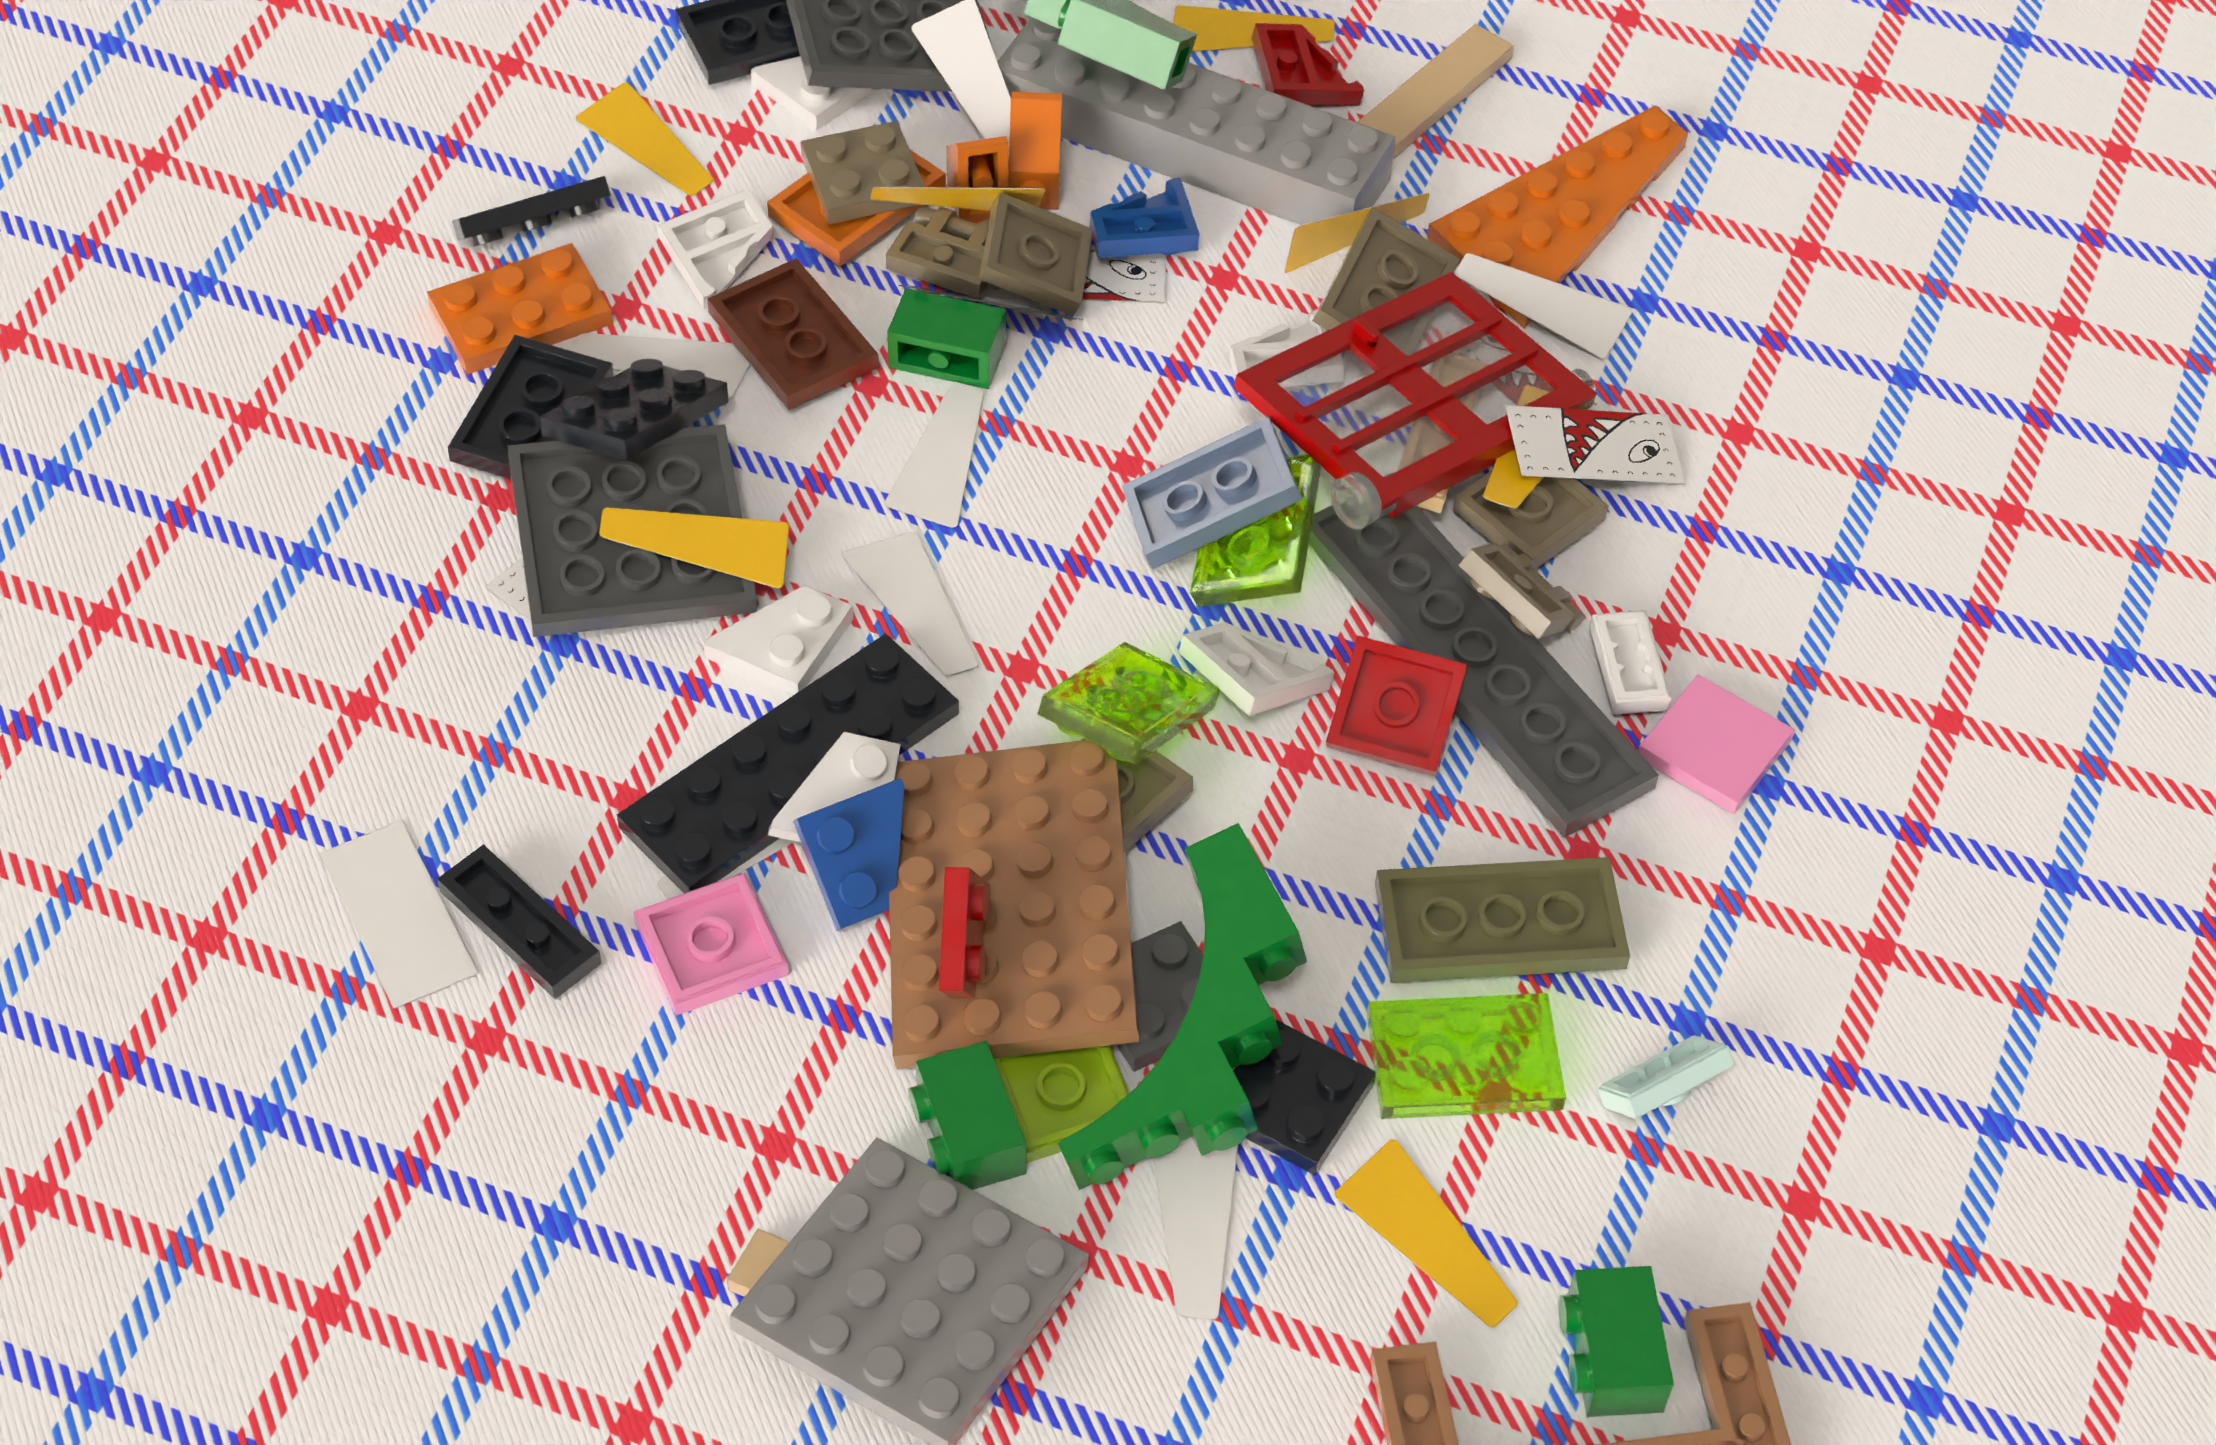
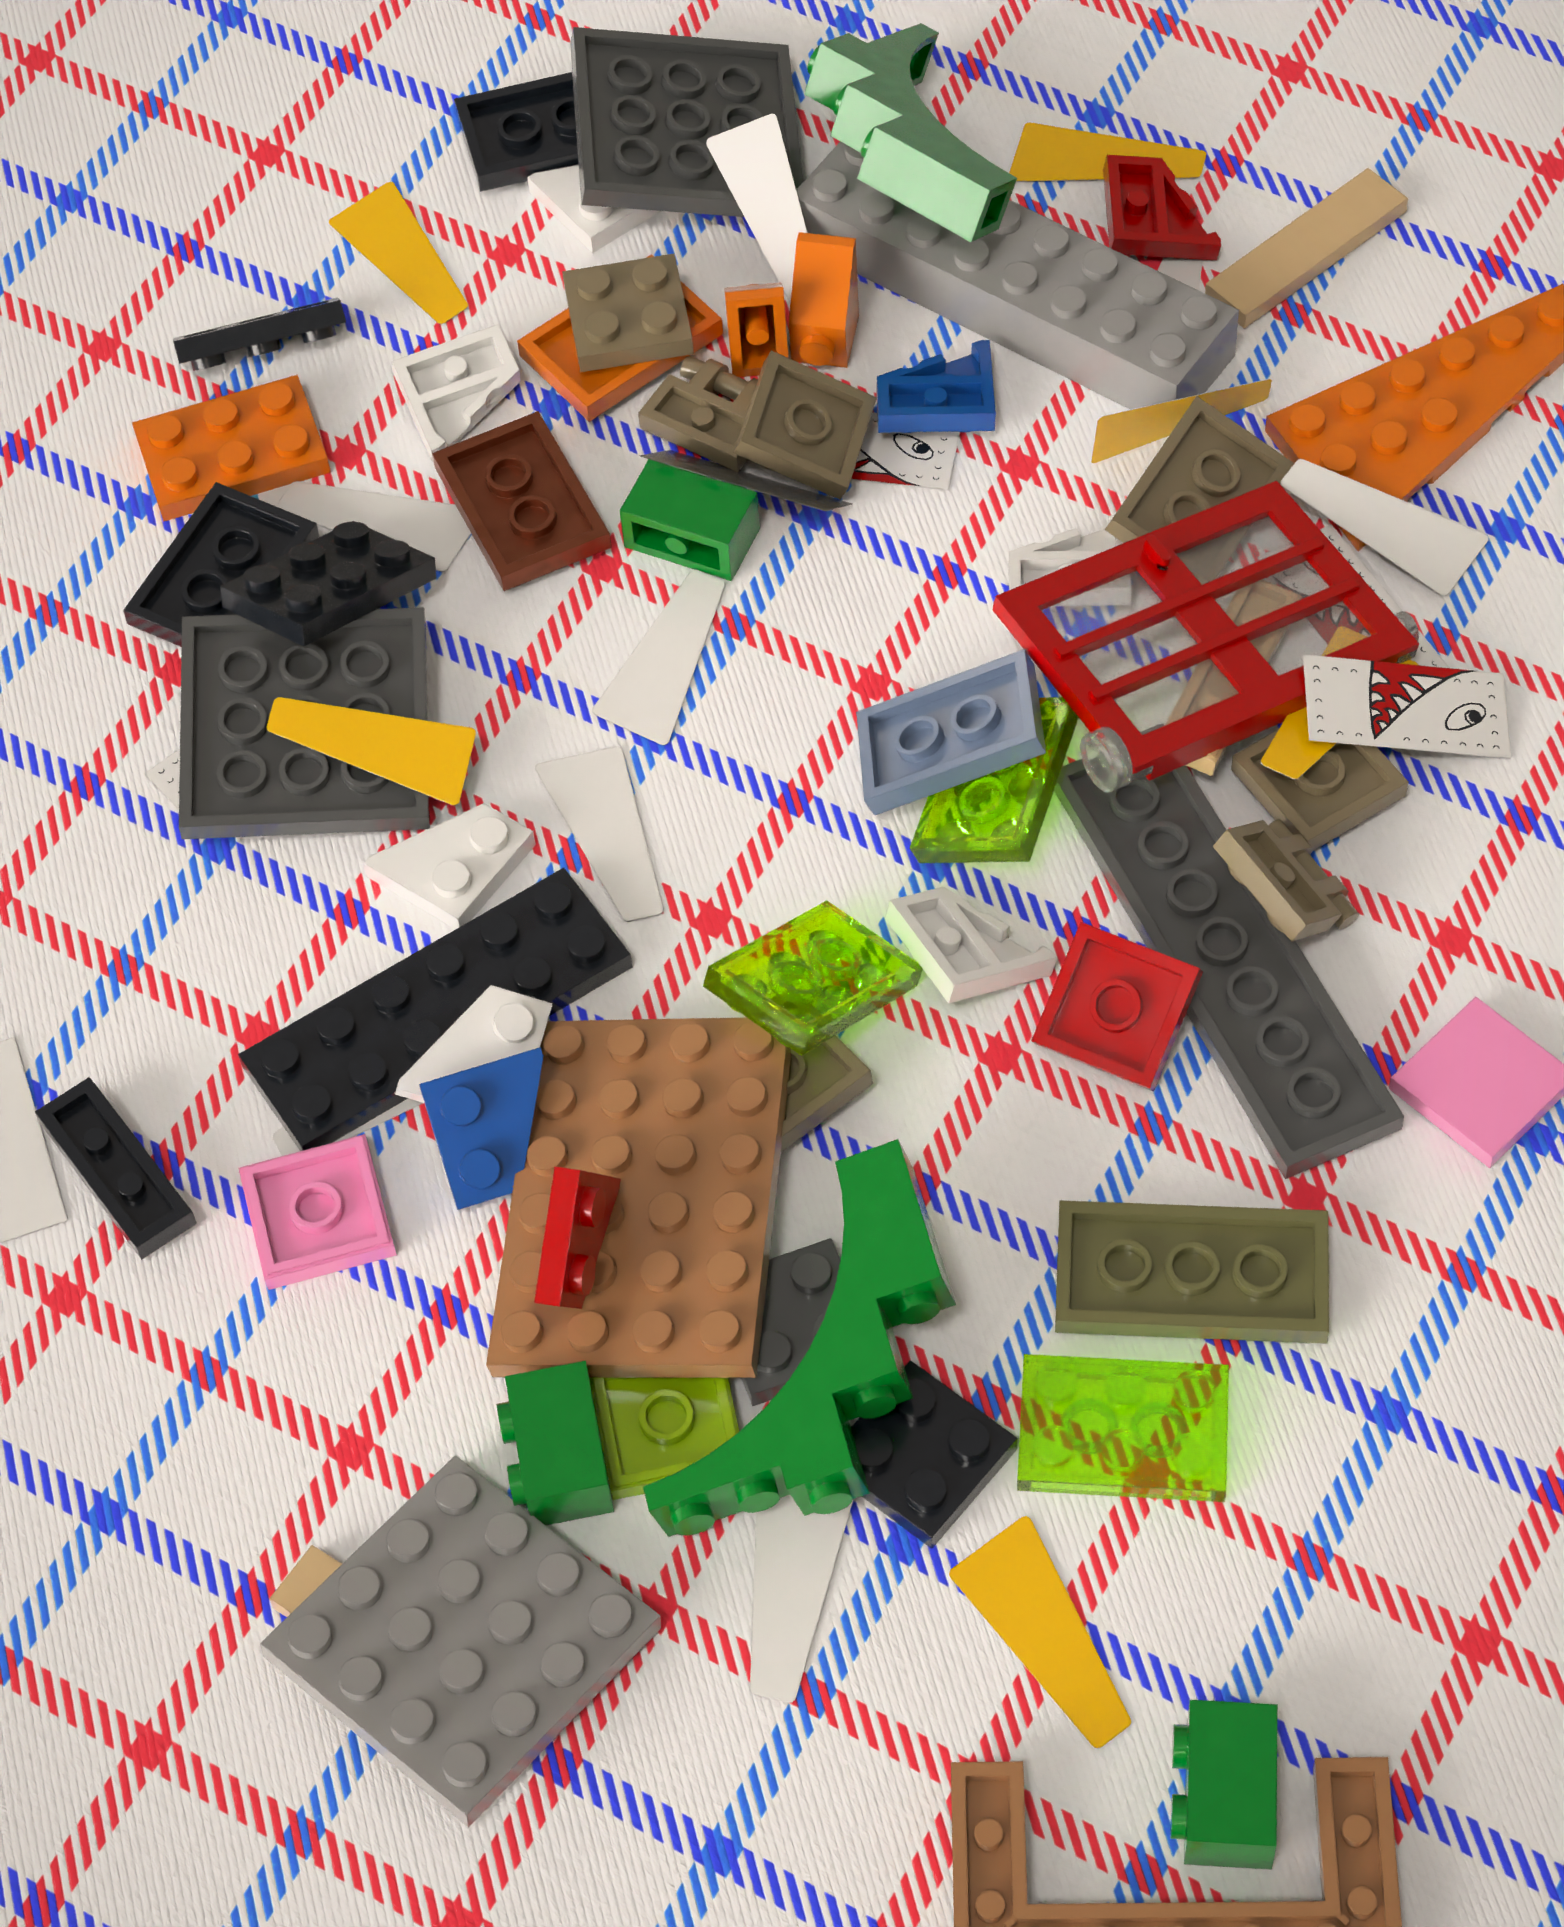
camera: 15 degrees right, 5 degrees up
(955, 197) = (728, 352): yellow sticker -> none
(1630, 662) = (1399, 975): white plate -> none
(1666, 1077) = (1344, 1479): light aqua plate -> none

